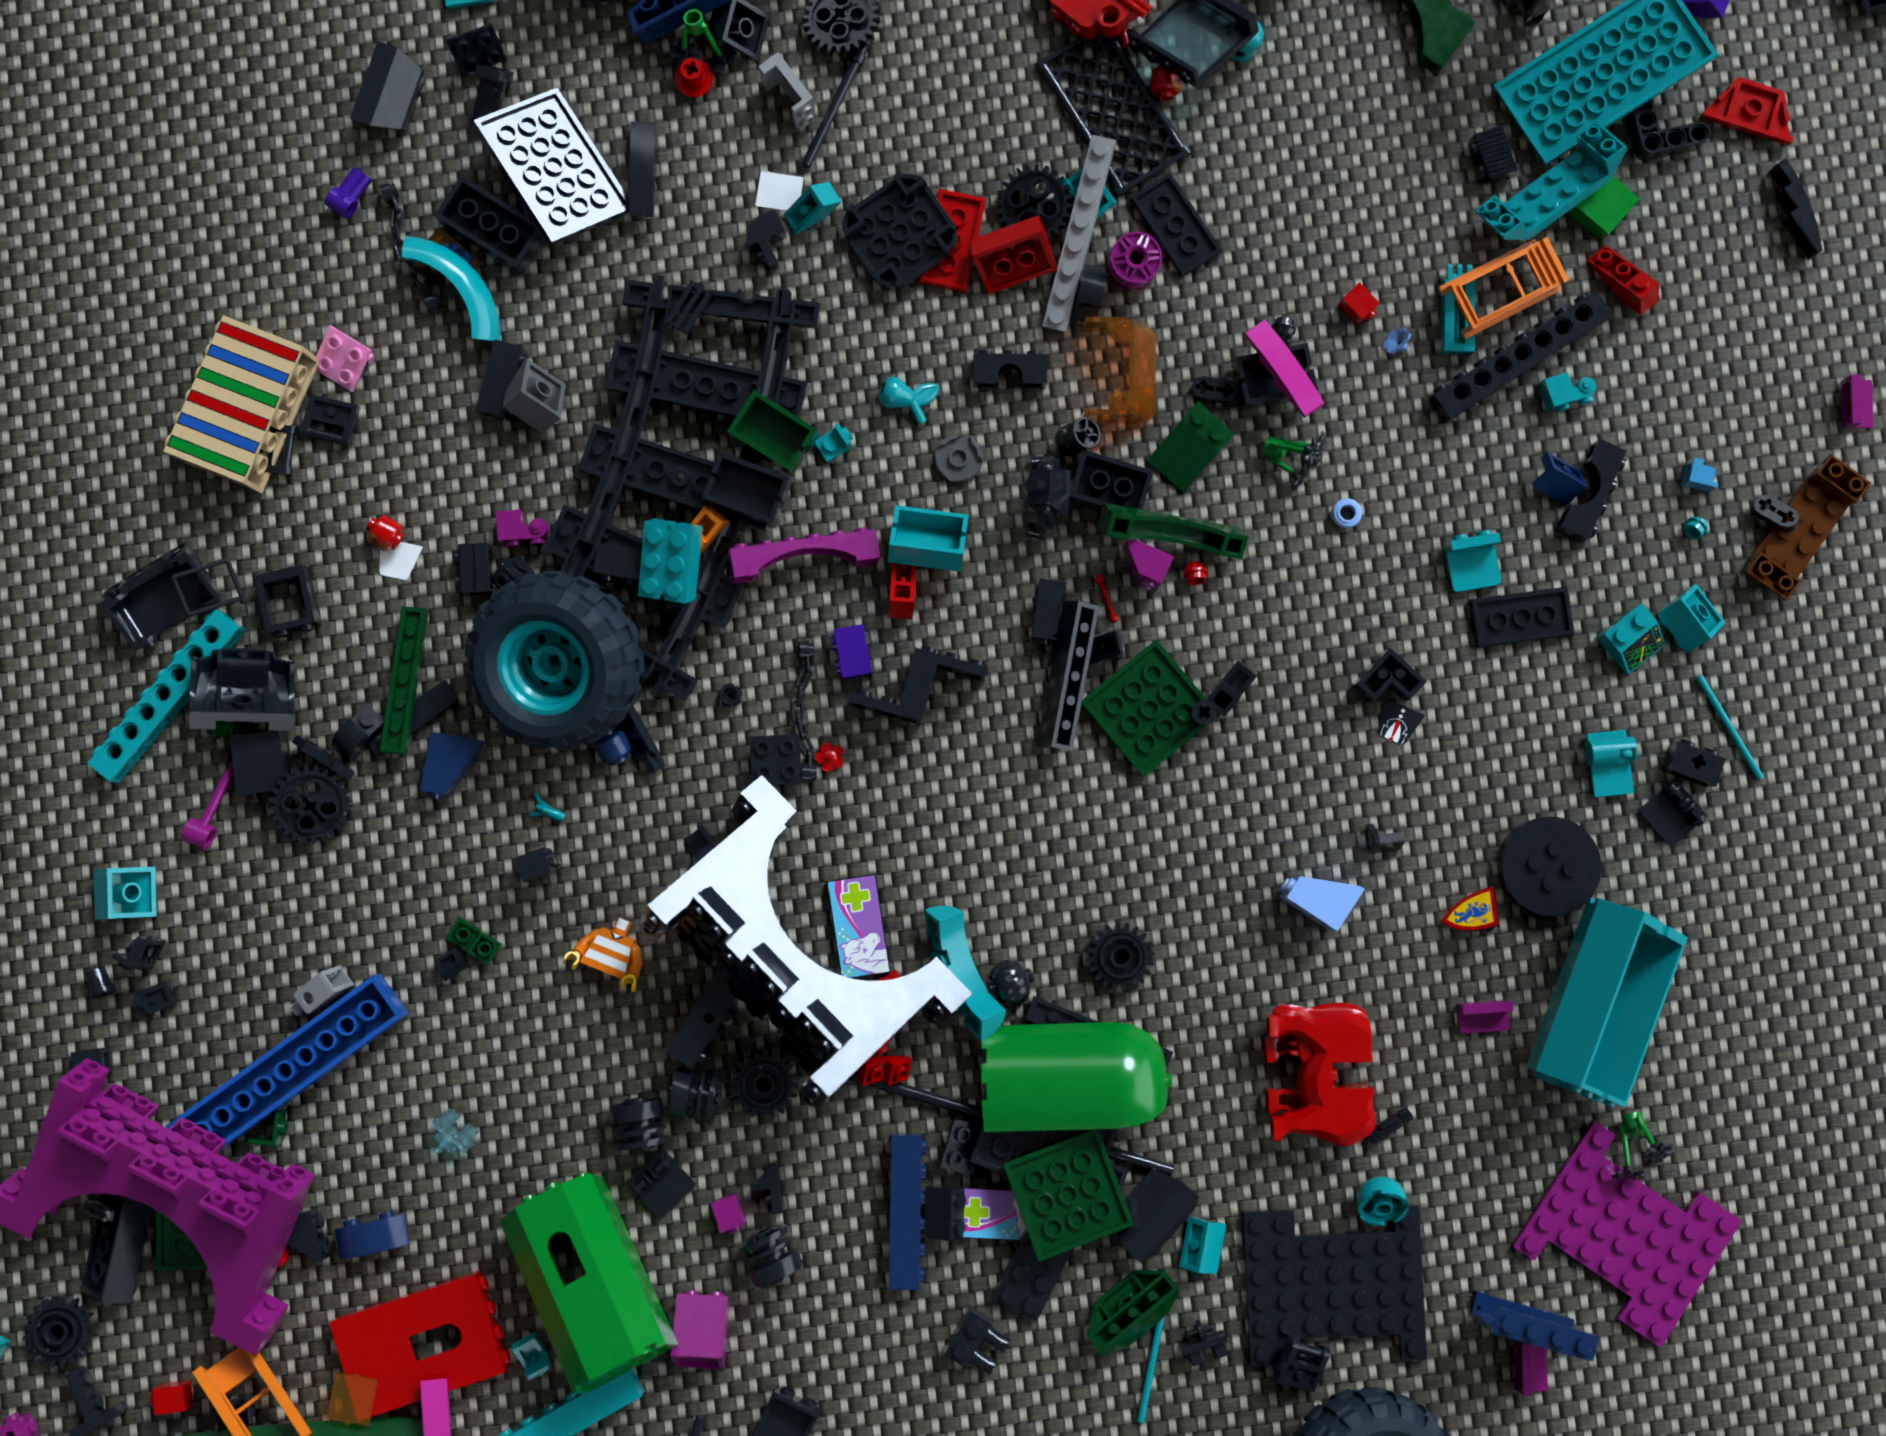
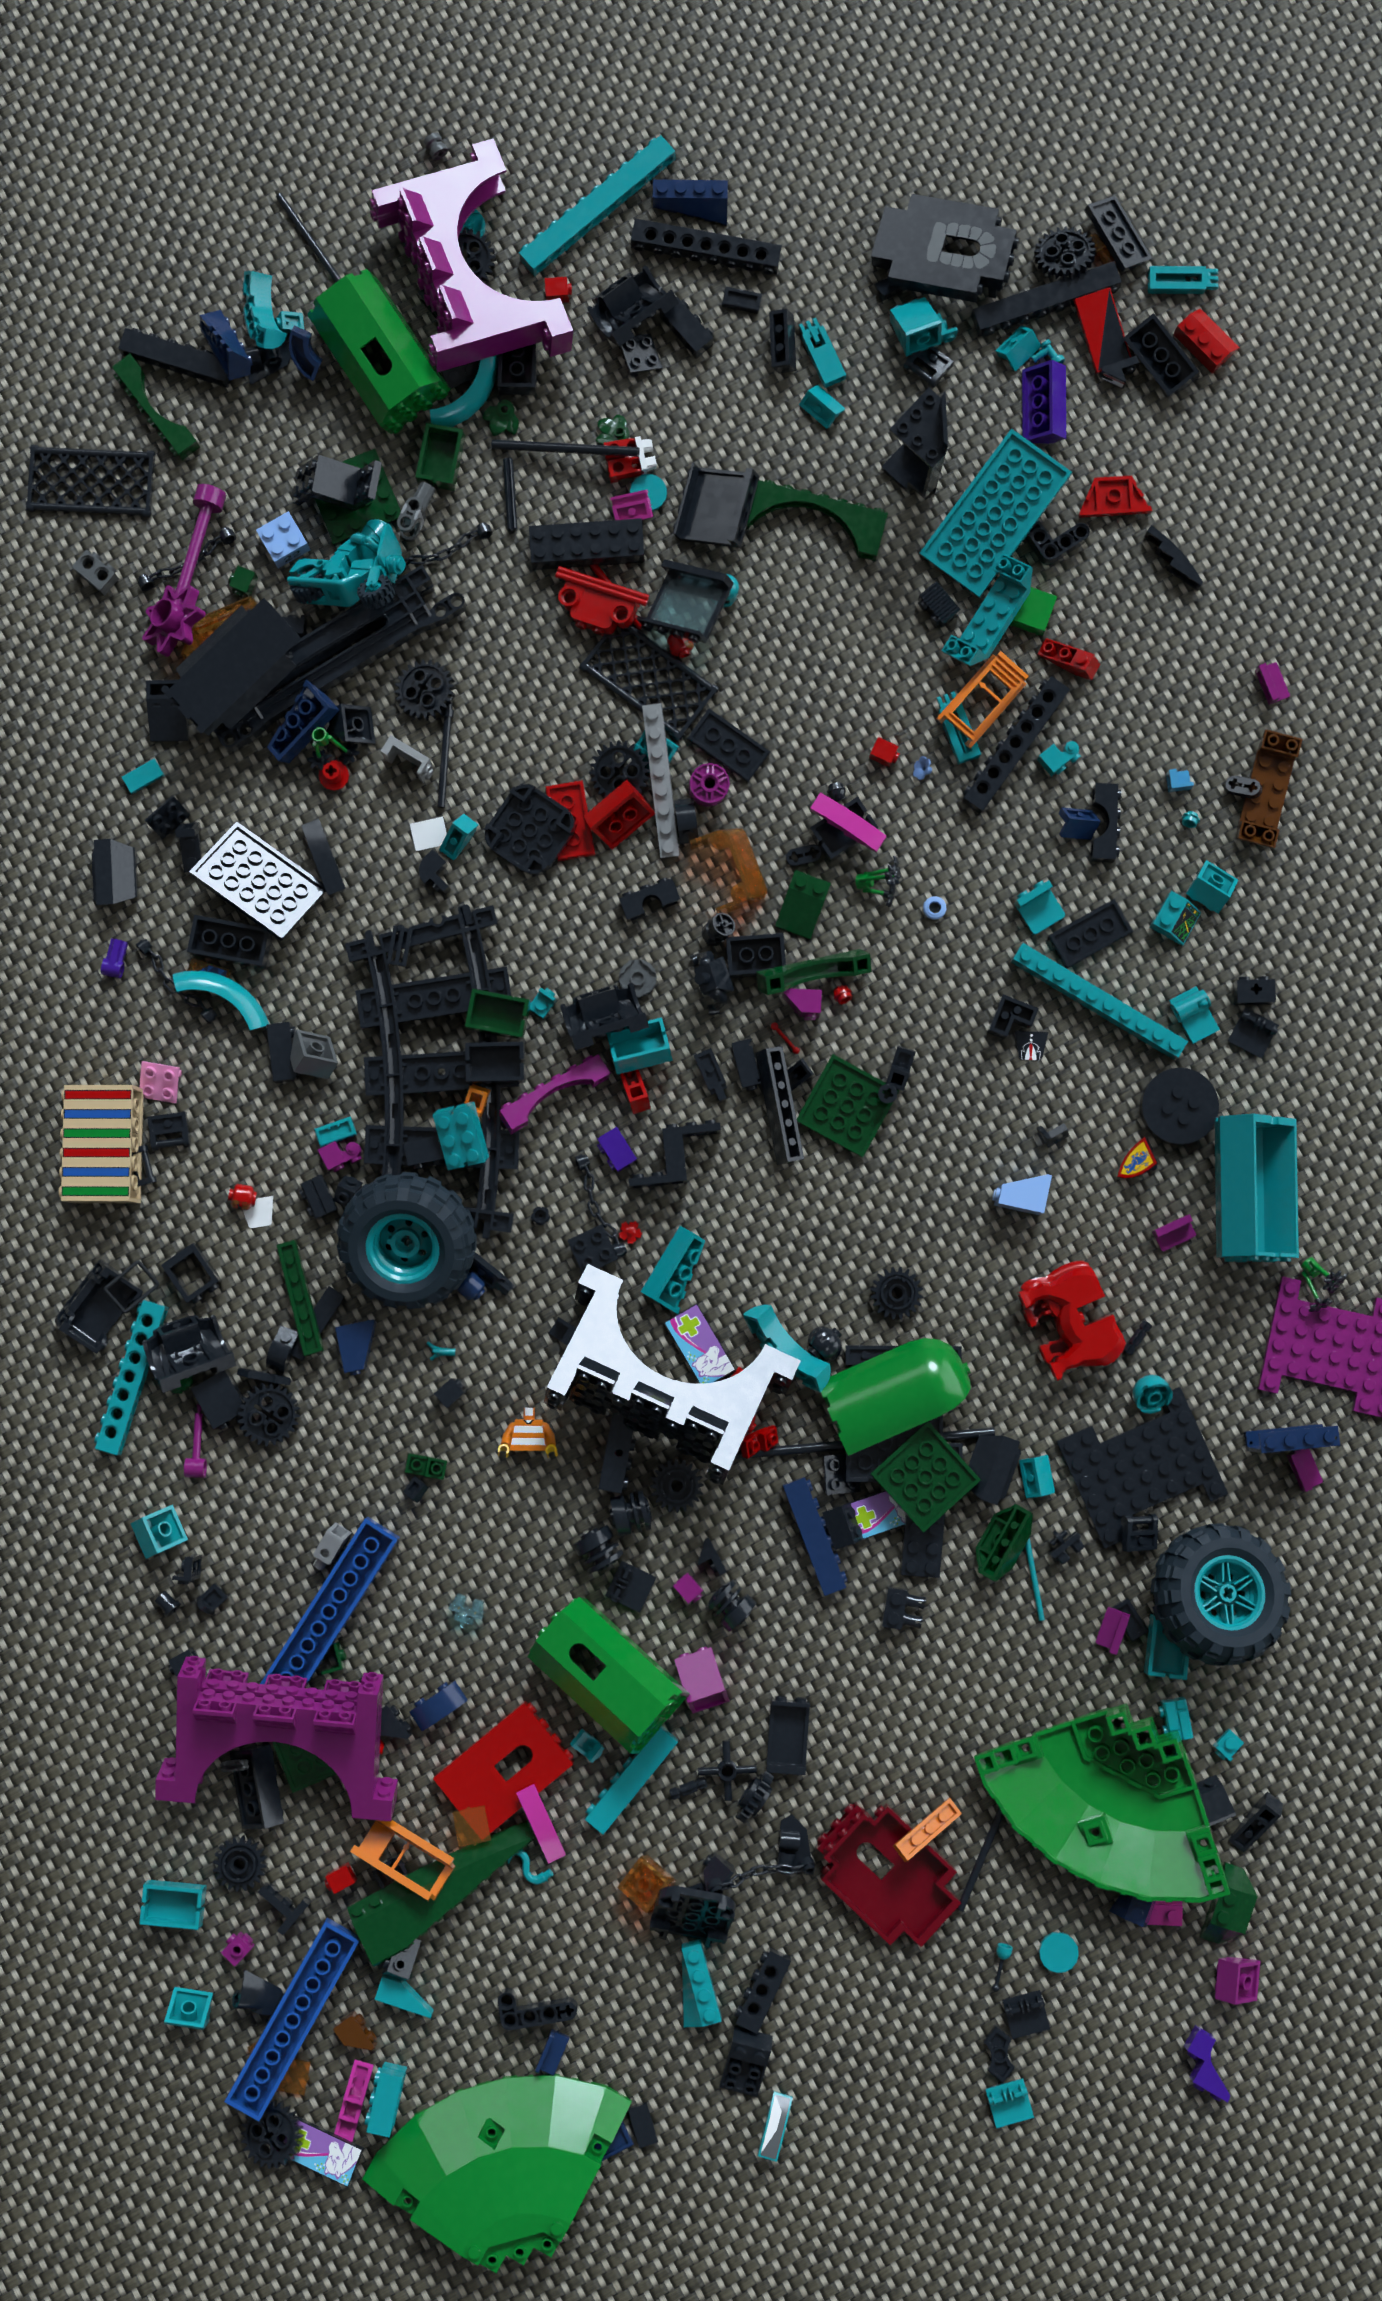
camera: 15 degrees left, 0 degrees up
(527, 499) = (335, 1131): none -> teal plate
(864, 823) = (674, 1269): none -> teal wedge
(896, 394) = (575, 949): teal piece -> none
(899, 481) = (601, 1013): none -> black piece
(1001, 605) = (711, 1073): none -> black hinge
(1501, 702) = (1099, 1001): none -> teal brick
(1729, 727) = (1271, 955): teal axle -> none

